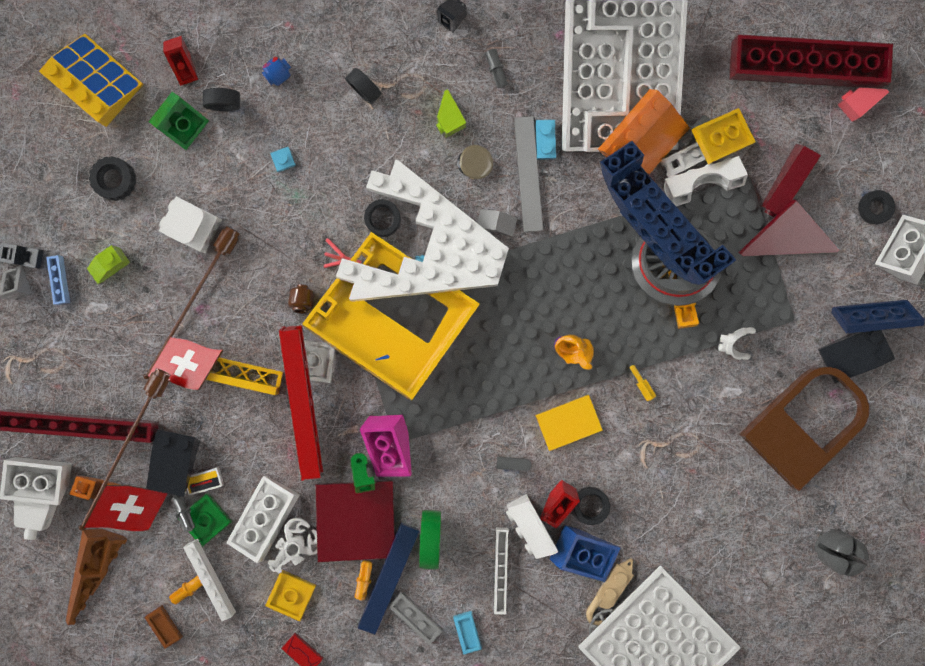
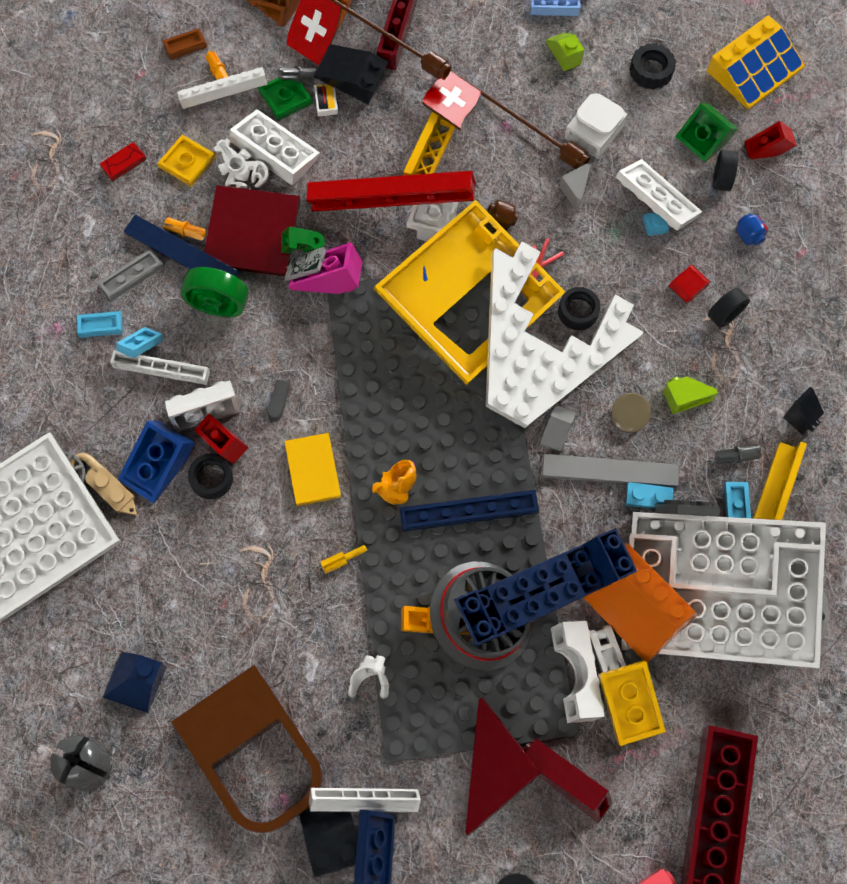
camera: 90 degrees right, 20 degrees down
(256, 158) = (658, 194): none -> white plate
(258, 236) = (573, 185): none -> light grey slope
(340, 123) = (689, 284): none -> red piece
(383, 465) = (305, 263): none -> piece
(484, 594) = (139, 342): none -> medium azure plate
(518, 31) = (779, 481): none -> yellow fence
(542, 65) = (737, 499): none -> medium azure plate
(561, 106) = (686, 507): none -> dark grey plate
(586, 286) = (469, 510): none -> dark blue tile
(765, 527) = (135, 681): none -> dark blue slope
(832, 331) = (364, 799): none -> white piece

